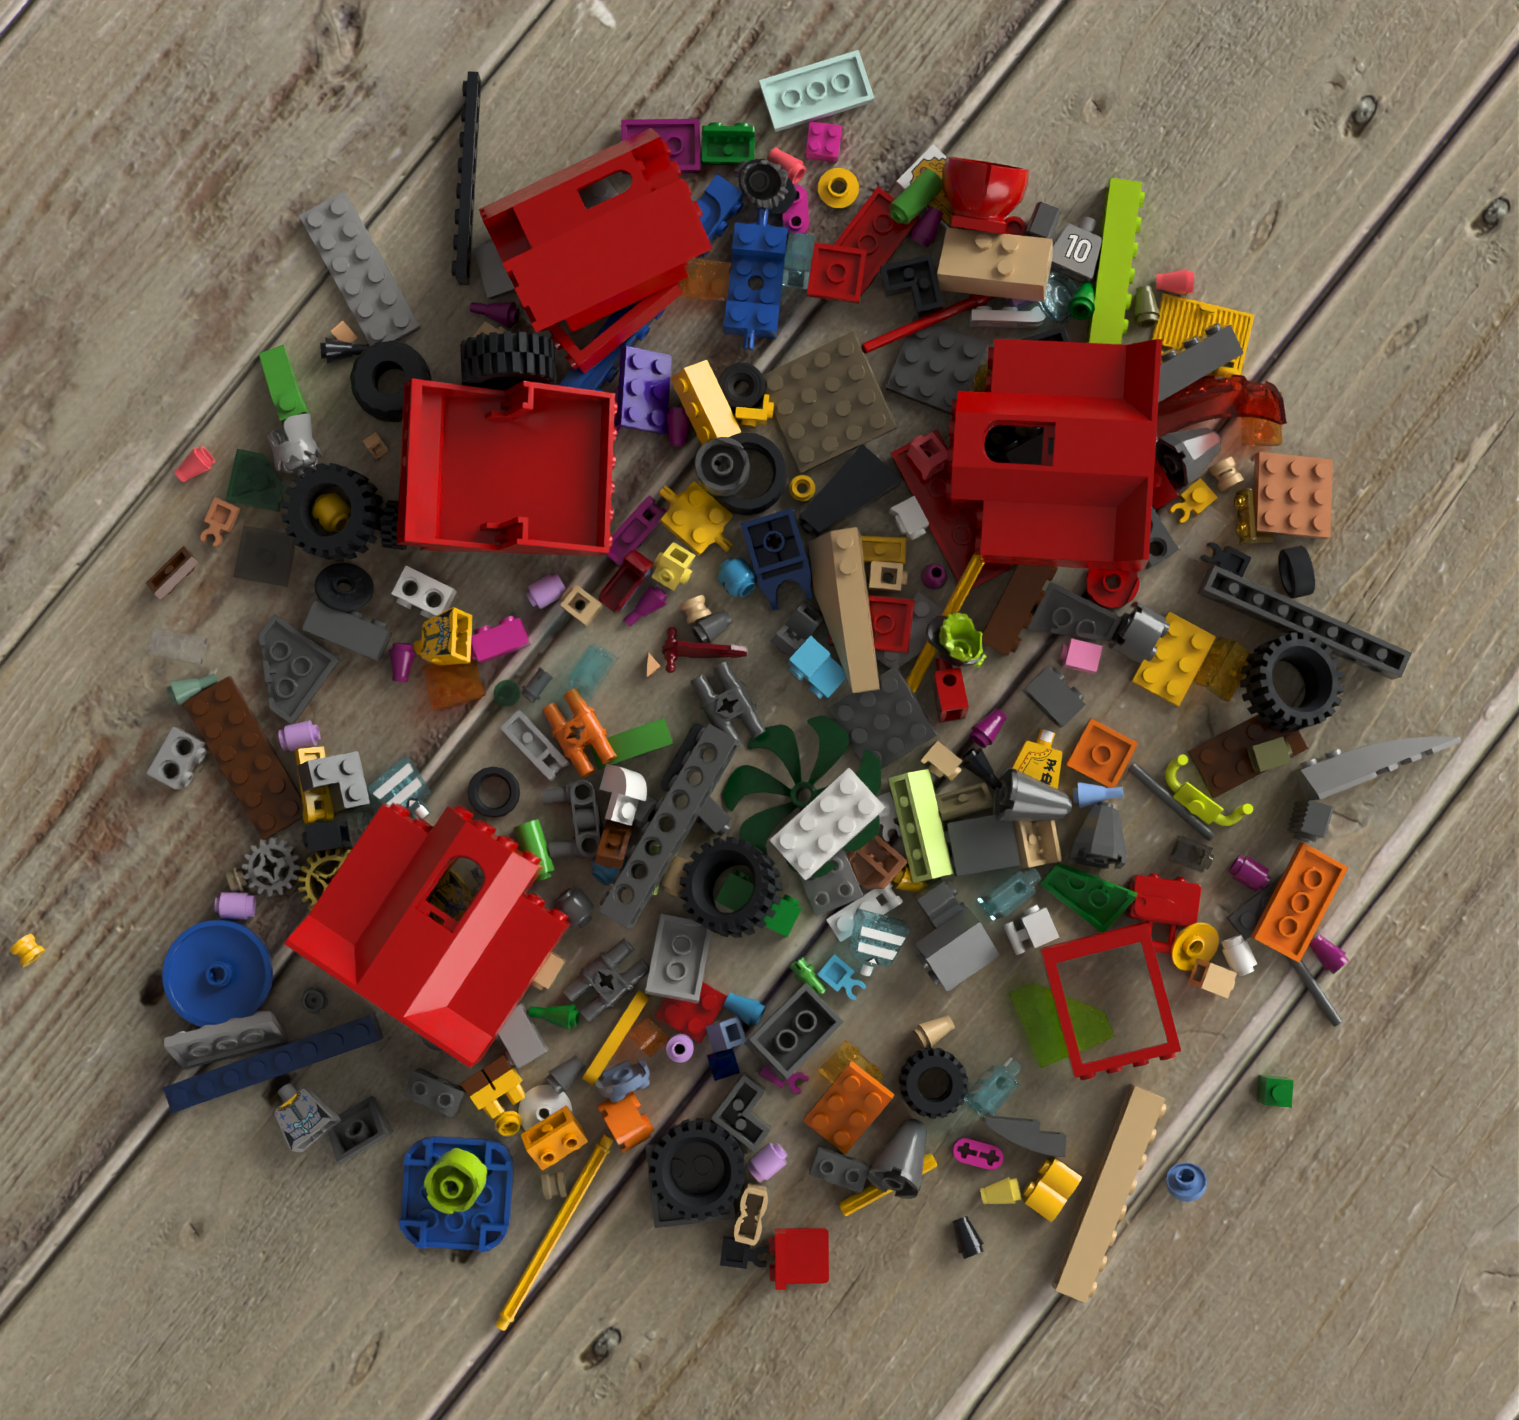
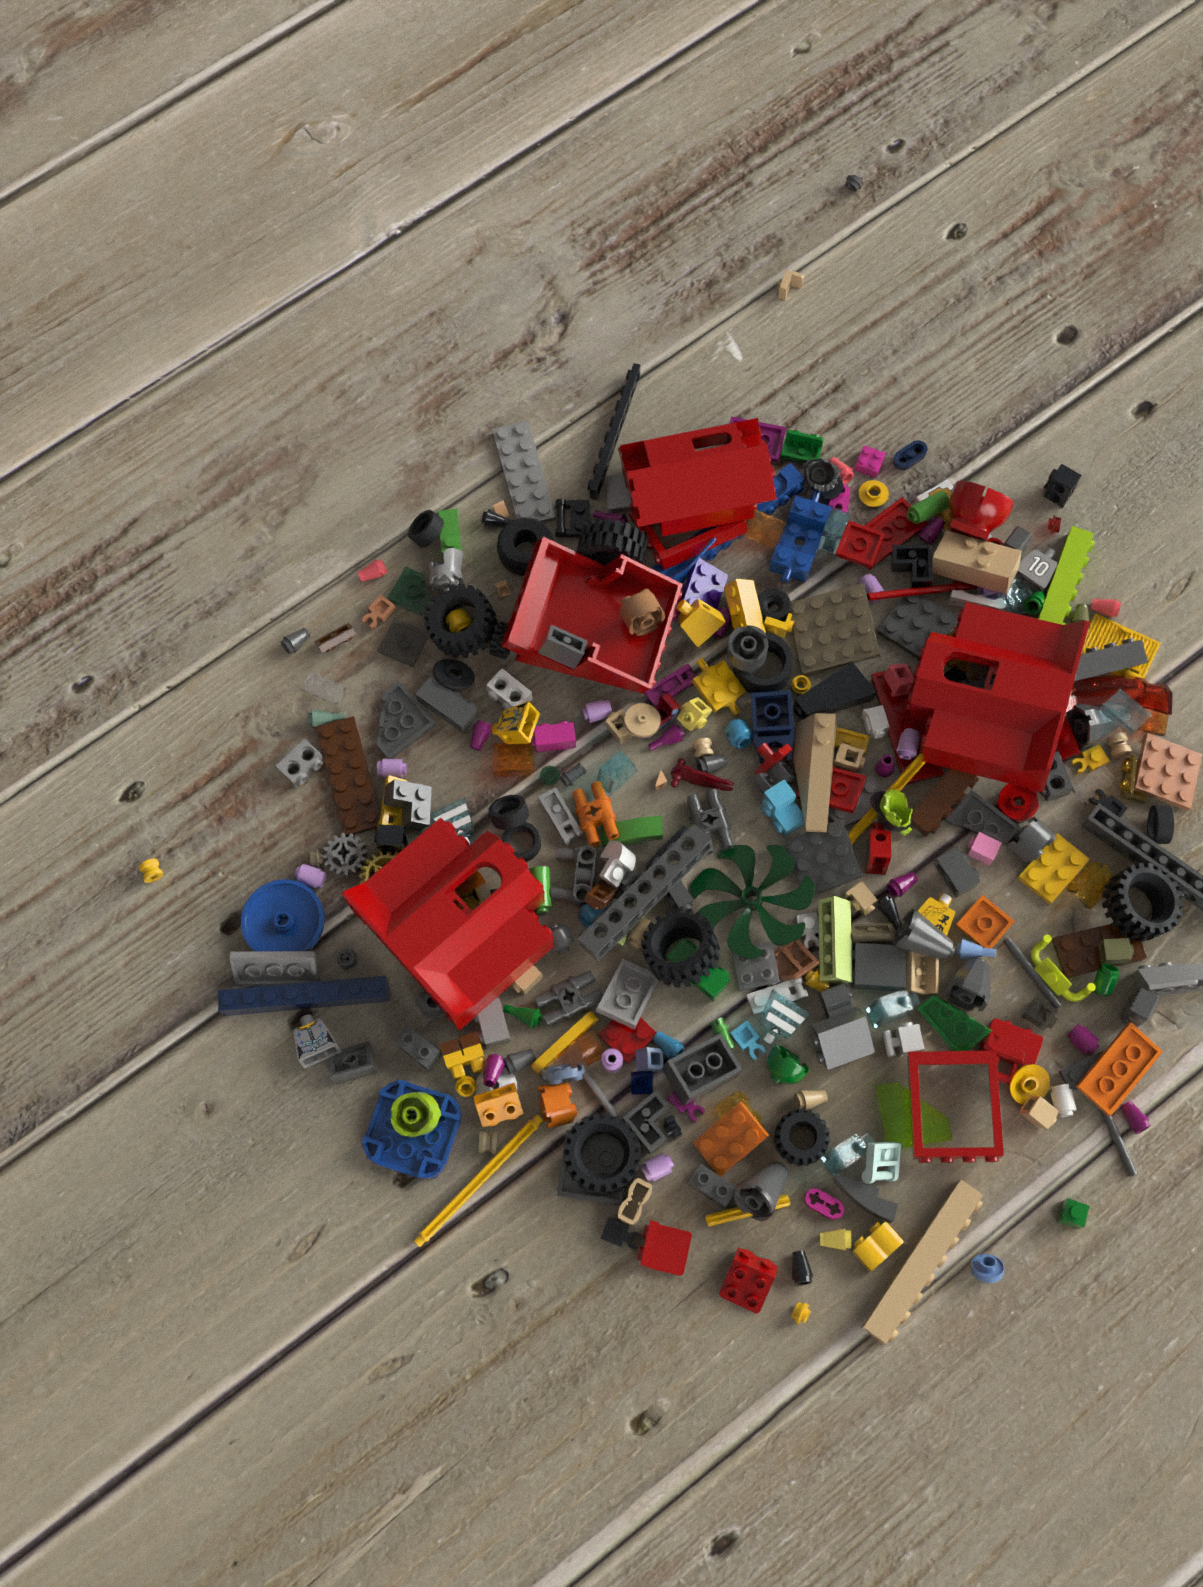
camera: 20 degrees right, 15 degrees down
(119, 589) = (294, 641): none -> dark grey cone
(260, 384) = (425, 528): none -> black tyre
(451, 317) = (578, 517): none -> black plate
(474, 772) = (512, 819): none -> black tyre
(479, 529) = (562, 646): none -> dark grey brick
(536, 1097) = (492, 1069): none -> magenta cone
(570, 450) = (641, 612): none -> medium nougat brick
(608, 382) = (681, 576): none -> blue piece
(608, 593) = (642, 720): none -> tan piece
(649, 436) = (699, 620): none -> yellow torso
(677, 1093) = (598, 1094): none -> light grey bar
(773, 1110) = (672, 1128): none -> black plate
(786, 606) = (770, 757): none -> red tile
(816, 91) = (872, 428): light aqua plate -> none
(827, 824) = (764, 920): white plate -> none
(863, 326) = (871, 585): none -> lavender brick
(874, 121) = (909, 456): none -> dark blue plate
(895, 1000) = (785, 1066): none -> green cylinder
(908, 1266) = (748, 1280): none -> red bracket
(958, 542) = (908, 744): none -> lavender brick
(978, 1290) = (800, 1313): none -> yellow plate
(1036, 1083) = (882, 1155): none -> light aqua plate
(1086, 121) = (1061, 485): none -> black brick
(1086, 177) = (1054, 524): none -> clear red plate
(1226, 430) = (1125, 712): none -> clear light blue tile
(1263, 791) = (1106, 979): none -> green brick

